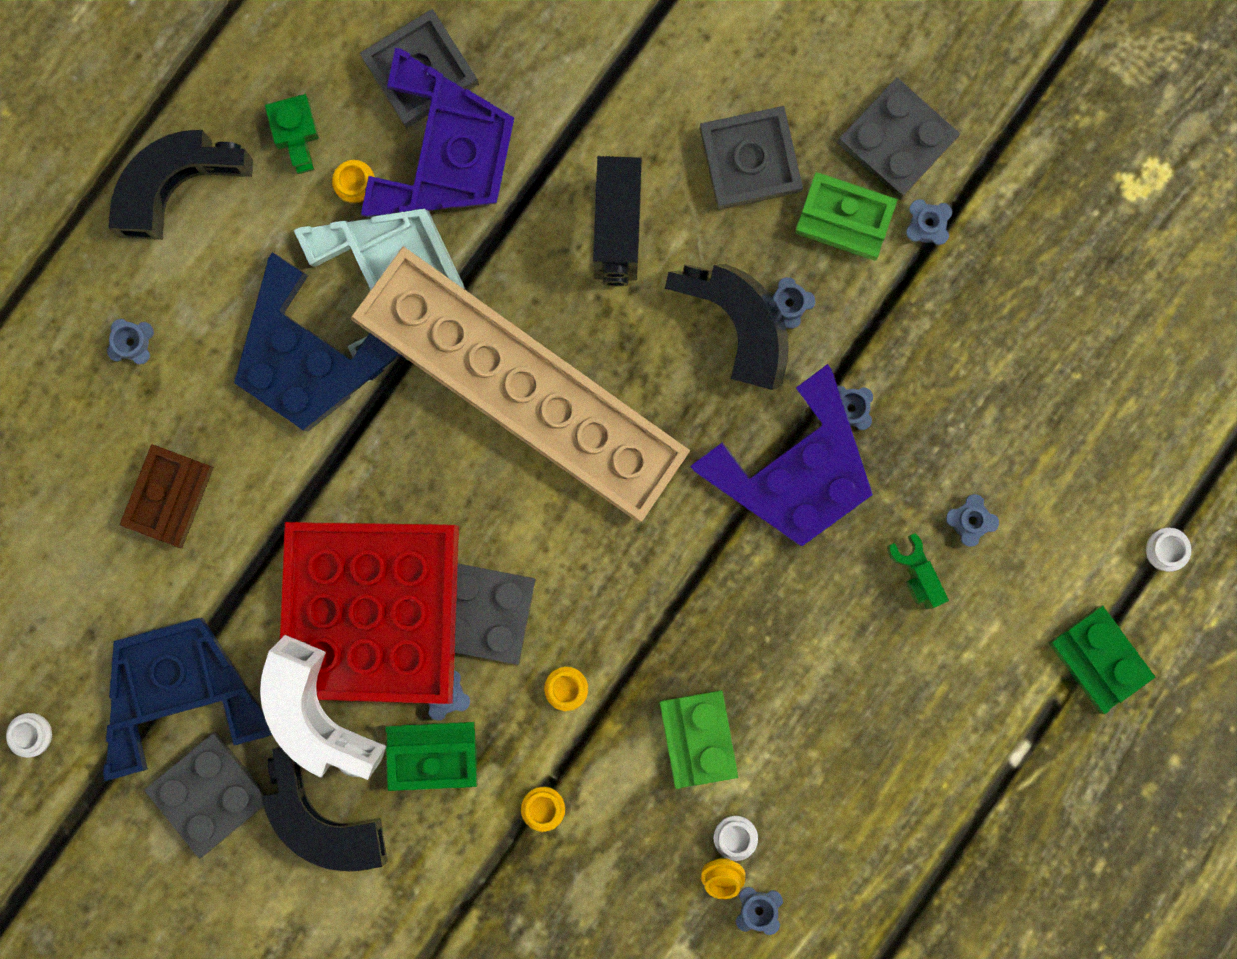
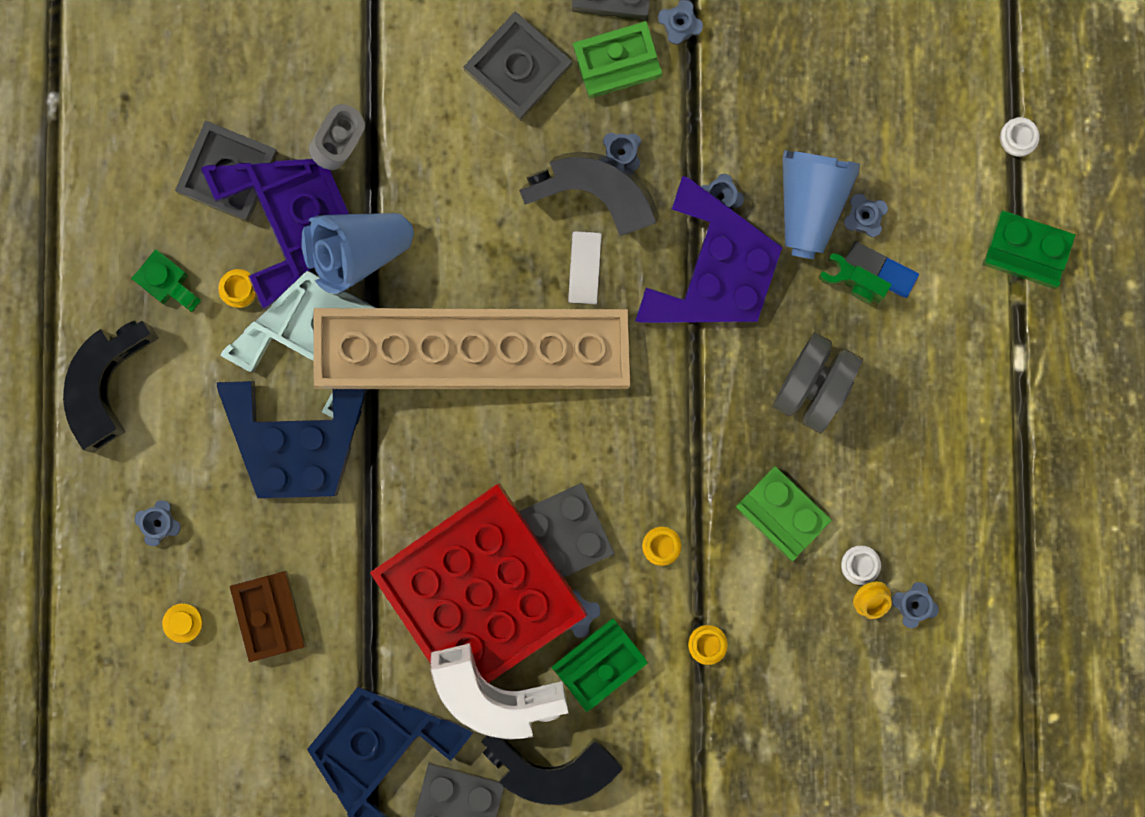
camera: 35 degrees left, 0 degrees up
(87, 447) = (182, 623): none -> yellow plate
(481, 216) = (353, 246): none -> medium blue cone
(539, 106) = (336, 137): none -> light grey plate
(617, 219) = (455, 179): black window -> none
(680, 385) = (584, 267): none -> white sticker
(816, 647) = (822, 385): none -> dark grey wheel
(933, 472) = (813, 199): none -> medium blue cone
(962, 598) = (898, 275): none -> sticker

